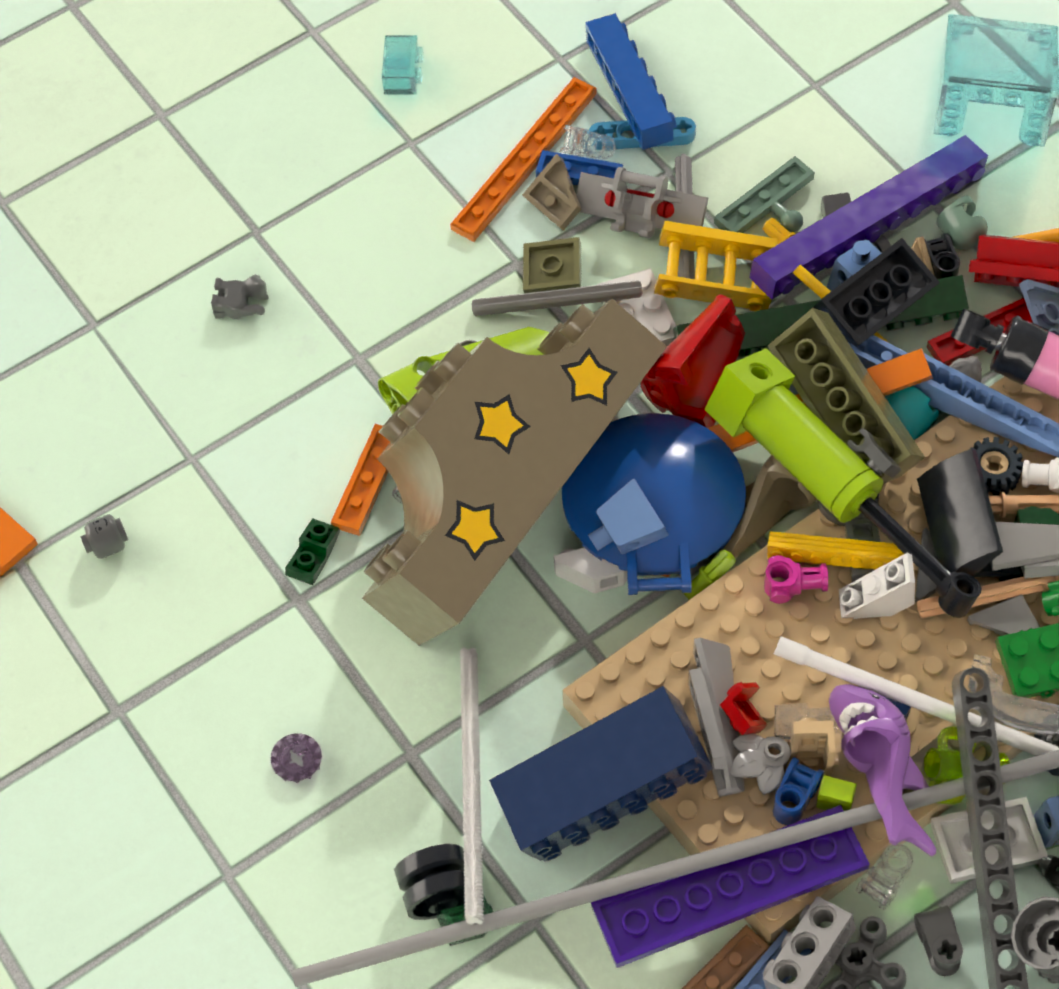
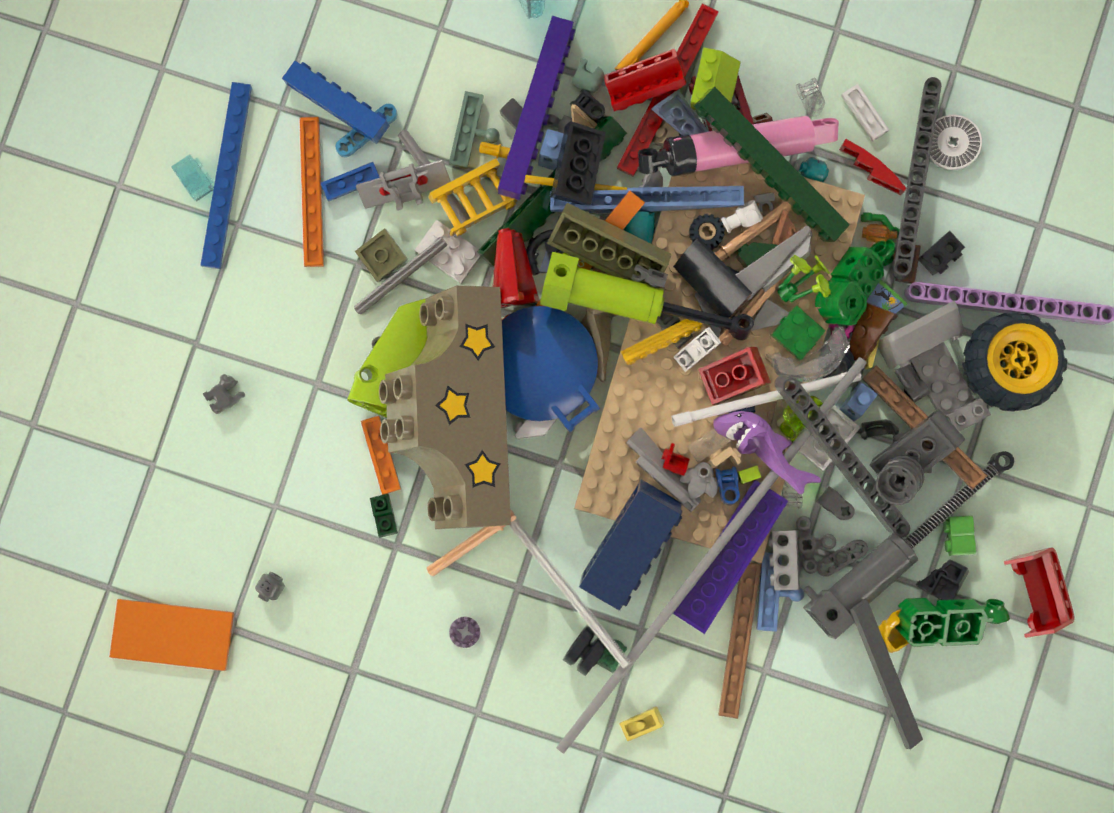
camera: 40 degrees left, 25 degrees up
(395, 651) = (465, 547): none -> light nougat axle
(438, 88) = (226, 175): none -> blue plate
(554, 193) = (349, 208): dark tan wing -> none
(583, 143) = (339, 163): clear piece -> none
(628, 521) = (546, 398): medium blue torso -> none
(711, 572) = (600, 389): lime axle -> none
(795, 579) = (650, 368): dark pink connector -> none
(912, 654) = (734, 375): none -> red slope

